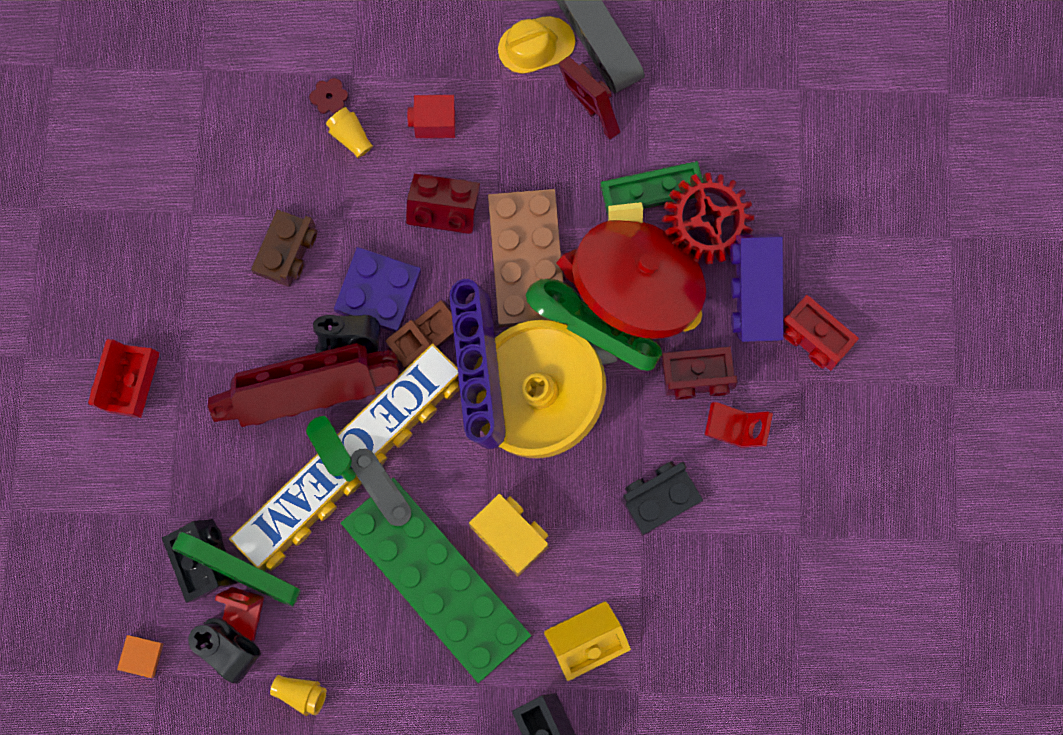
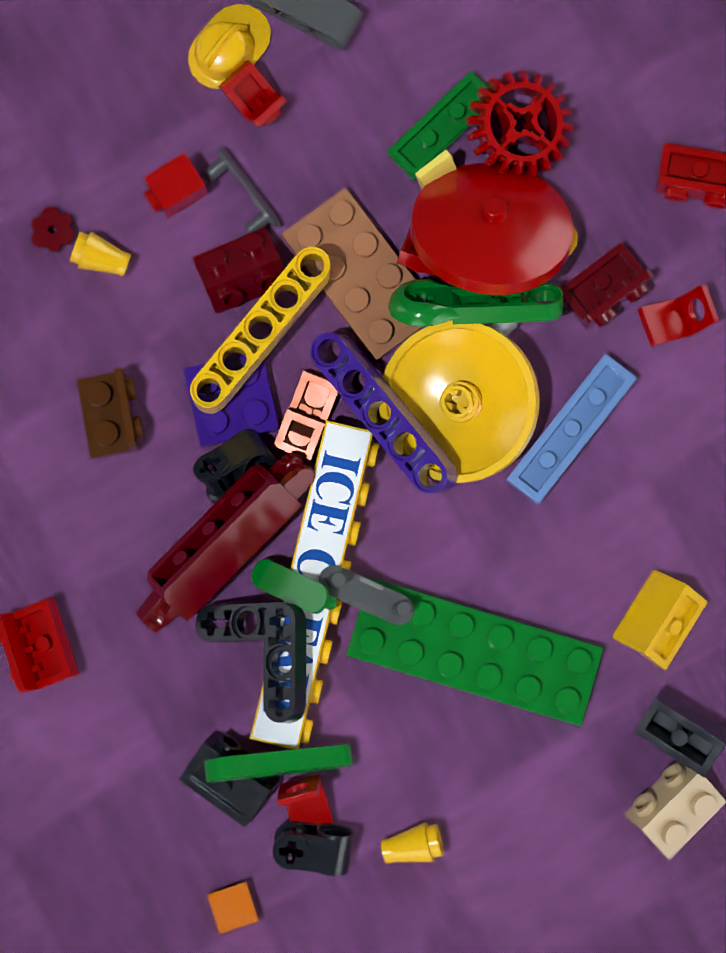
camera: 30 degrees left, 5 degrees up
(292, 470) = (269, 632): none -> black beam
(415, 264) = (266, 311): none -> yellow beam
(482, 122) = (226, 162): none -> dark grey piece
(510, 534) = (521, 562): yellow brick -> none
(529, 85) = (252, 95): none -> red bracket
(591, 94) = (320, 66): dark red wing -> none
(608, 460) = (571, 429): none -> medium blue plate
(661, 497) = (646, 435): black bracket -> none
(758, 287) = (614, 165): dark purple brick -> none

